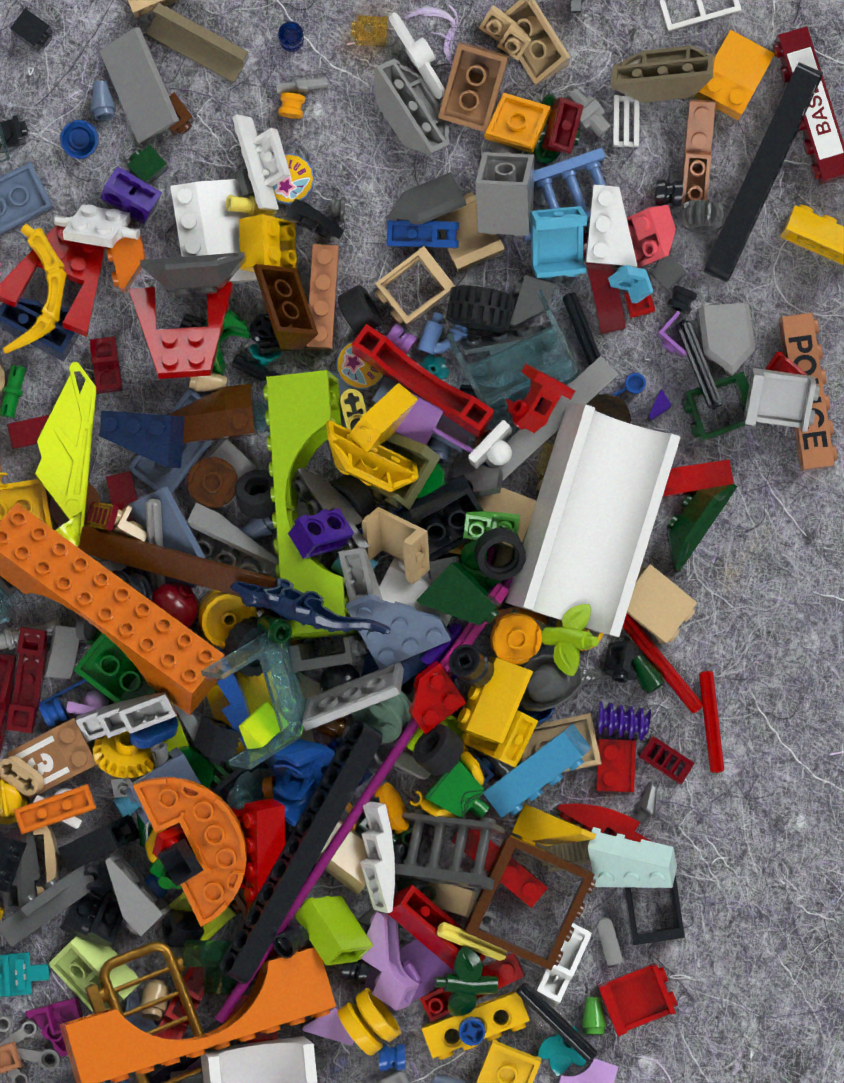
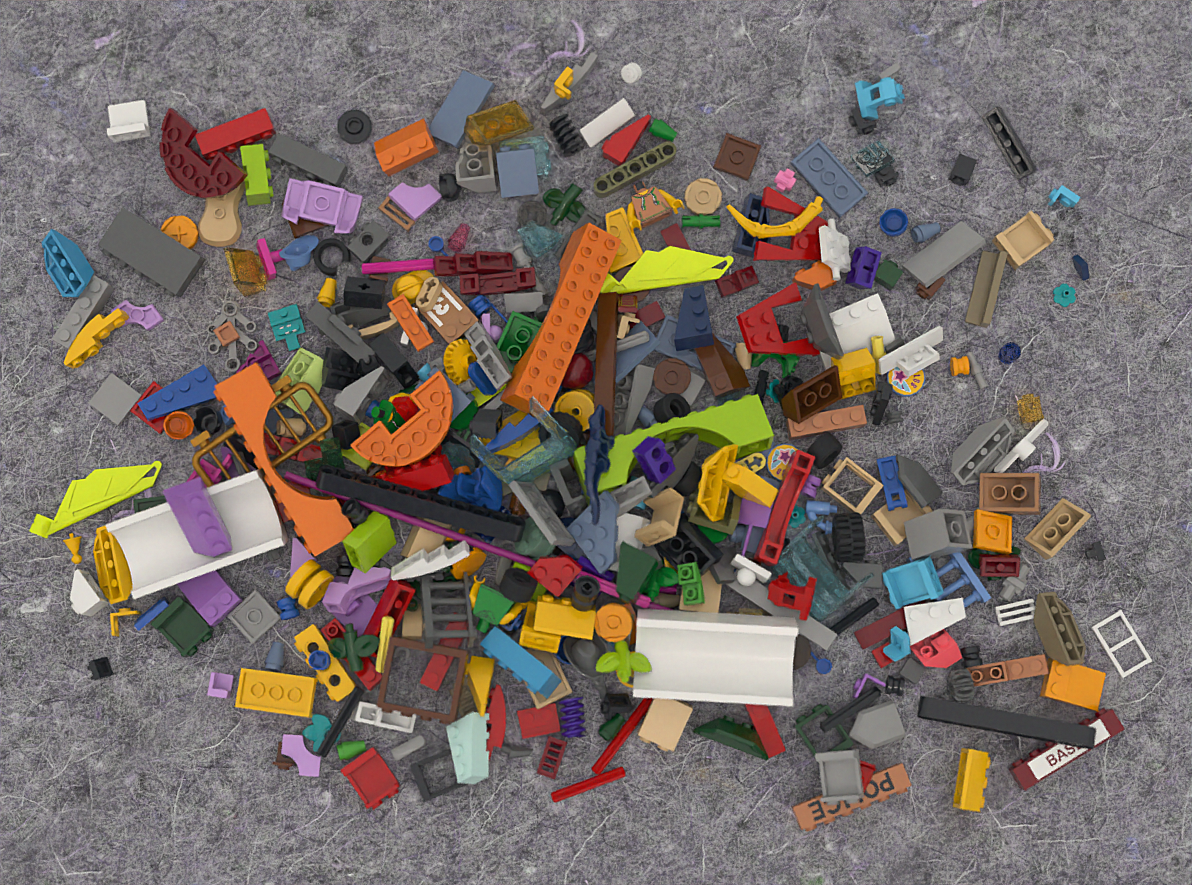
camera: 80 degrees right, 5 degrees down
(180, 862) = (392, 418): black panel -> none
(260, 727) = (503, 451): neon yellow slope -> none
(275, 628) = (576, 443): dark green cone -> none
(508, 570) = (659, 601): black tyre -> none
(509, 34) = (1057, 507): tan slope -> none
(659, 406) = (811, 688): dark purple slope -> none

